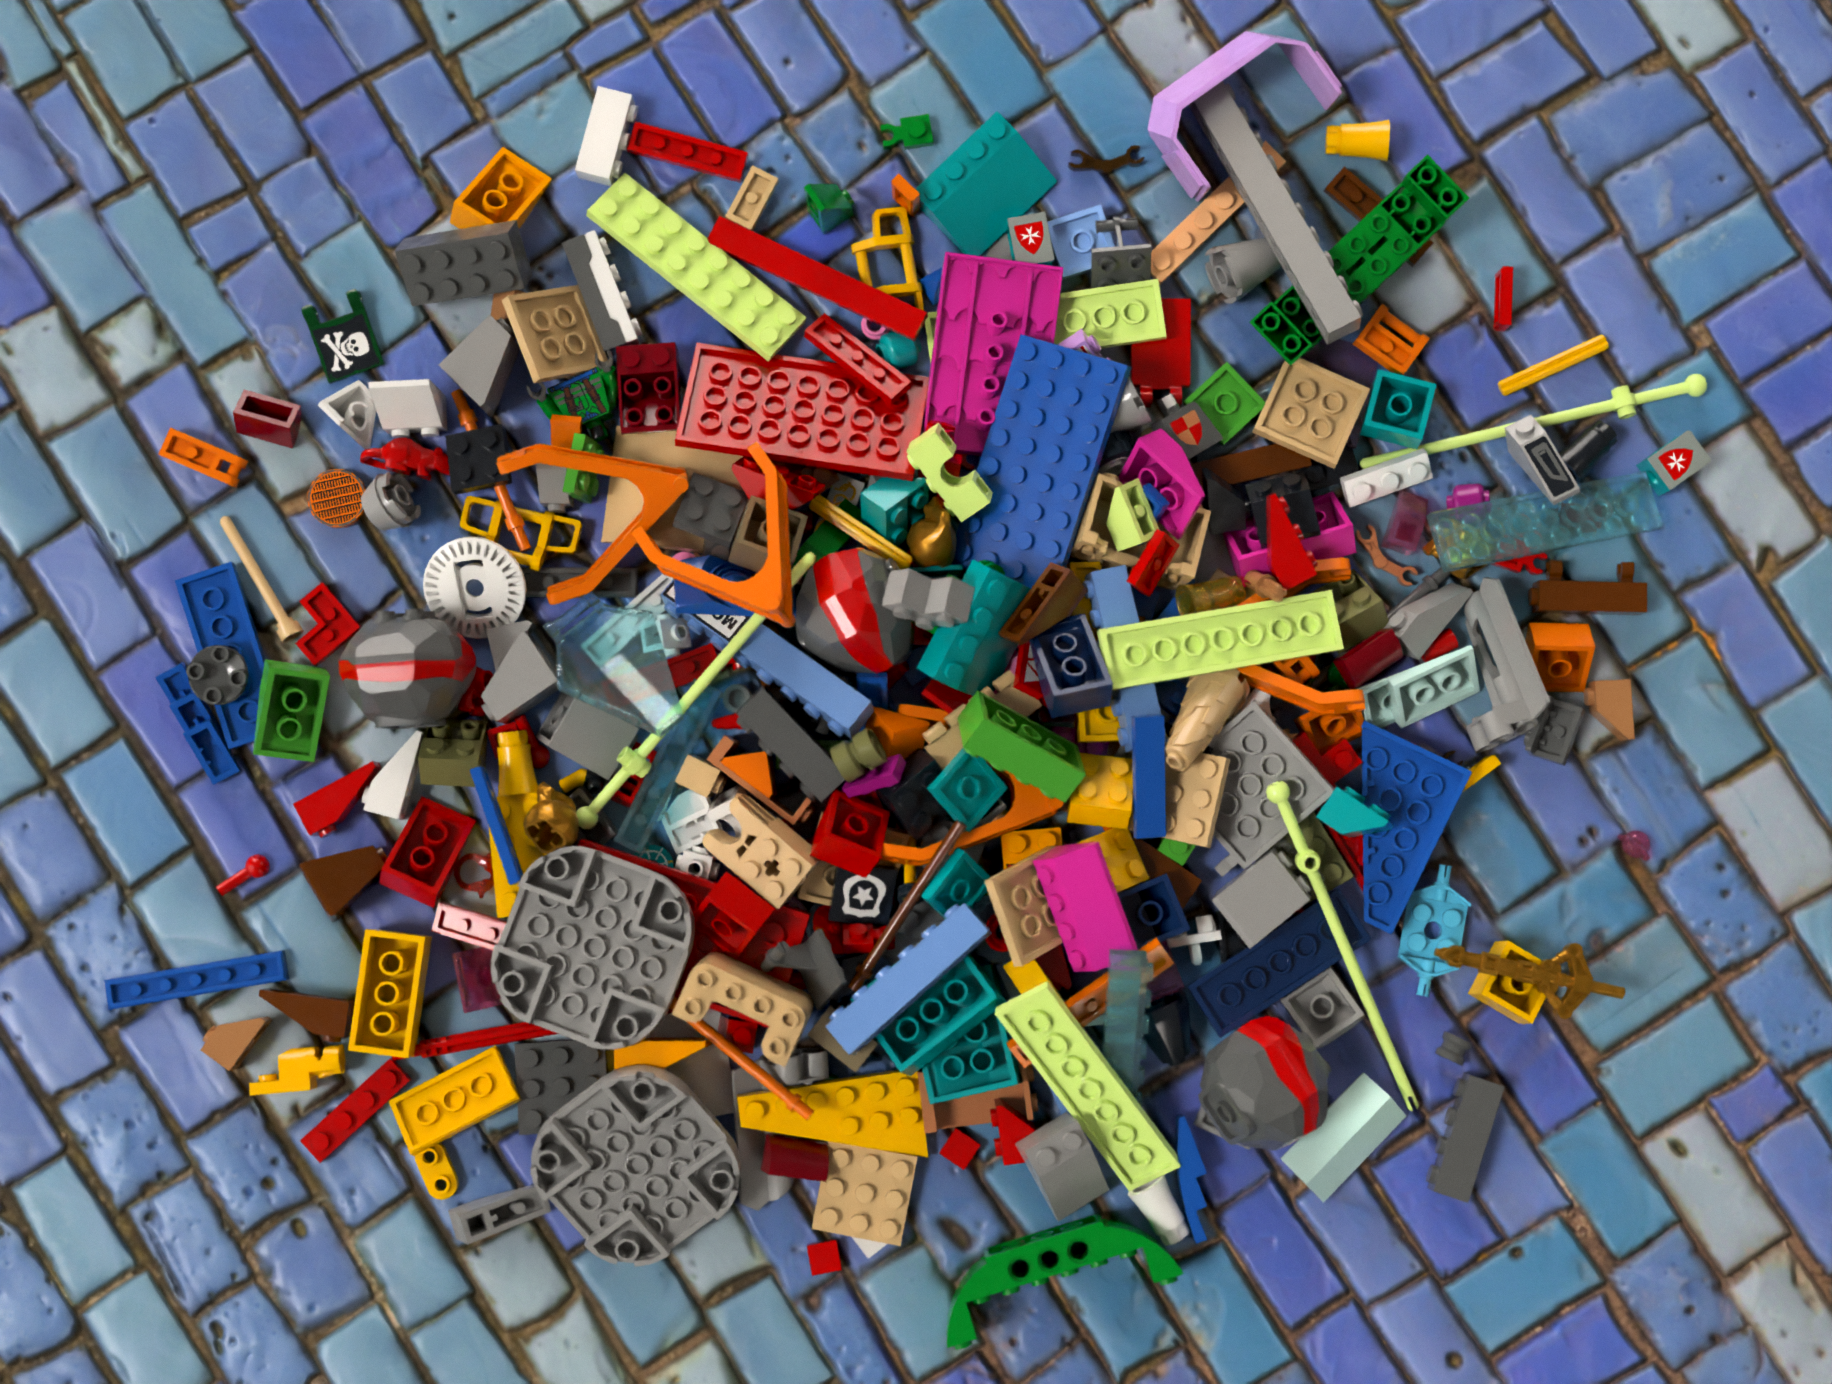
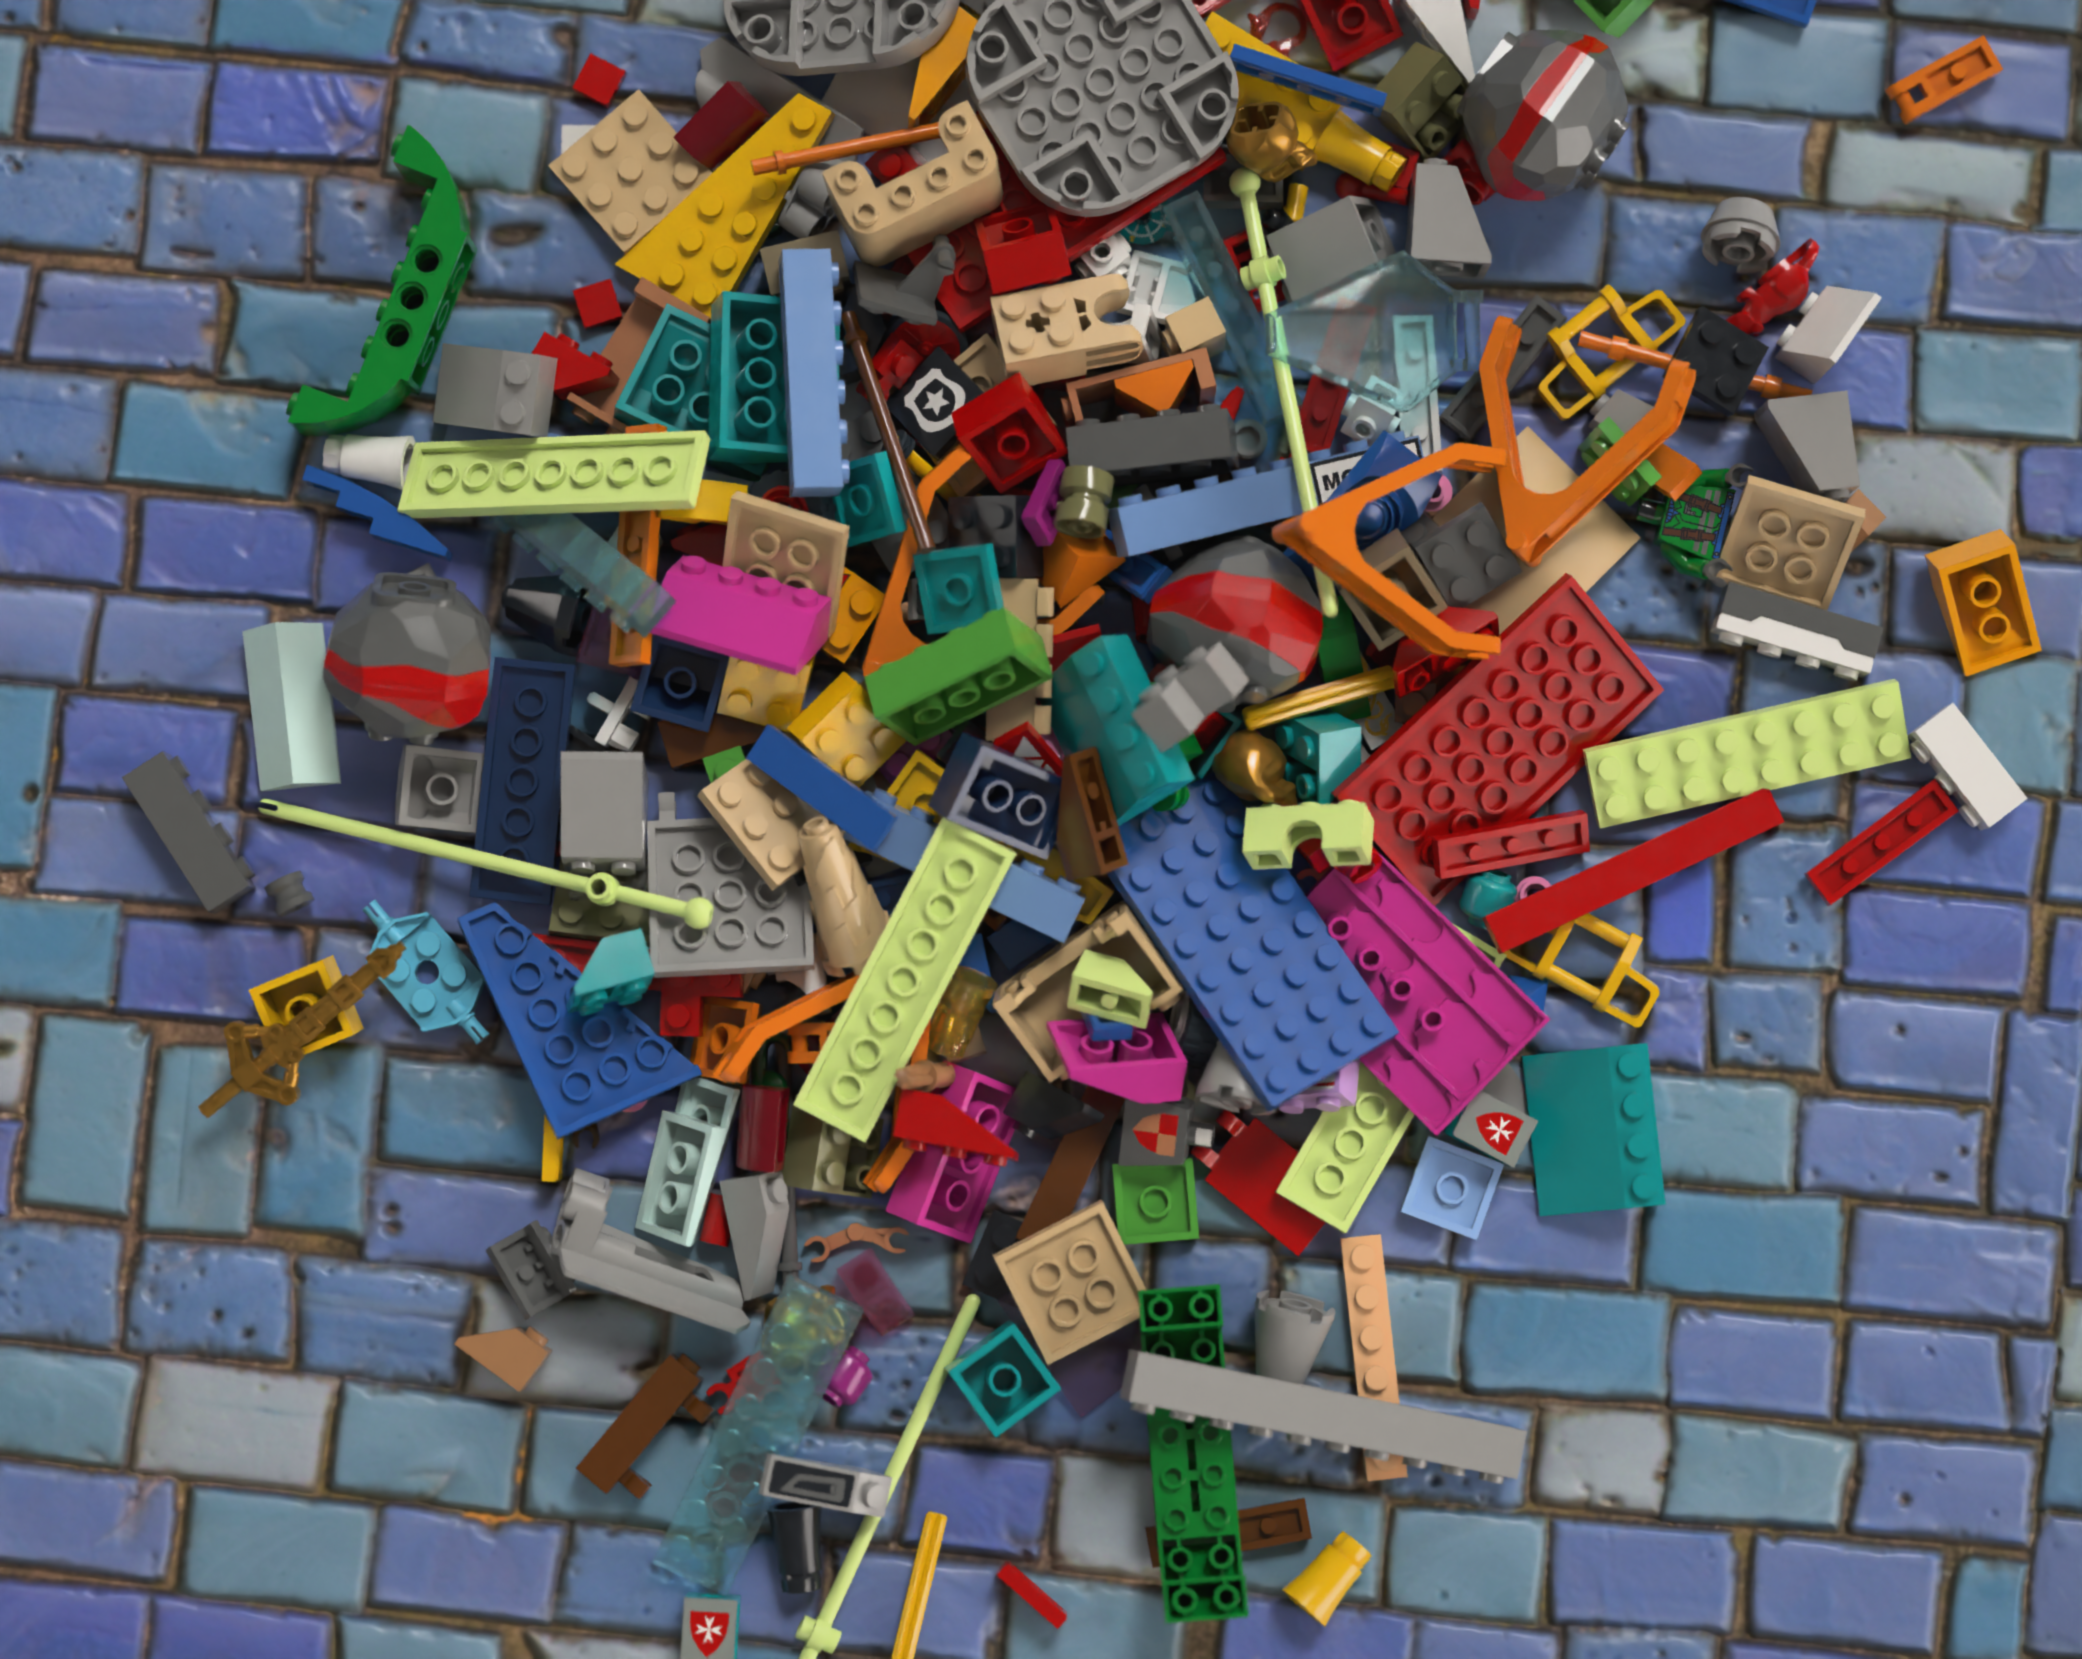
camera: 125 degrees right, 0 degrees up
(267, 418) = (1933, 177): dark red brick -> none
(287, 627) = (1693, 31): tan piece -> none
(333, 627) = (1658, 82): red plate -> none
(336, 498) = (1792, 185): tile -> none
(344, 343) = (1954, 322): flag -> none
(353, 412) = (1871, 267): white slope -> none
(447, 586) = (1587, 220): white piece -> none
(464, 263) = (1939, 504): dark grey brick -> none
(503, 637) = (1503, 243): light grey slope -> none
(648, 387) = (1651, 598): dark red slope -> none
(752, 198) = (1776, 871): tan plate -> none
(828, 205) = (1703, 943): green slope -> none
(905, 195) = (1649, 1033): orange tile -> none
(913, 132) = (1715, 1102): green plate -> none
(1107, 166) = (1515, 1281): dark brown piece -> none
(1119, 263) = (1392, 1206): dark grey plate -> none
(1153, 562) = (1042, 973): red plate -> none
(1169, 102) = (1524, 1474): lavender piece -> none
(1296, 494) = (990, 1186): black slope -> none
(1385, 346) = (1081, 1423): orange plate -> none
(1386, 477) = (939, 1310): white plate -> none
(1561, 654) = (605, 1338): orange slope -> none
(1635, 844) = (344, 1261): clear pink piece -> none

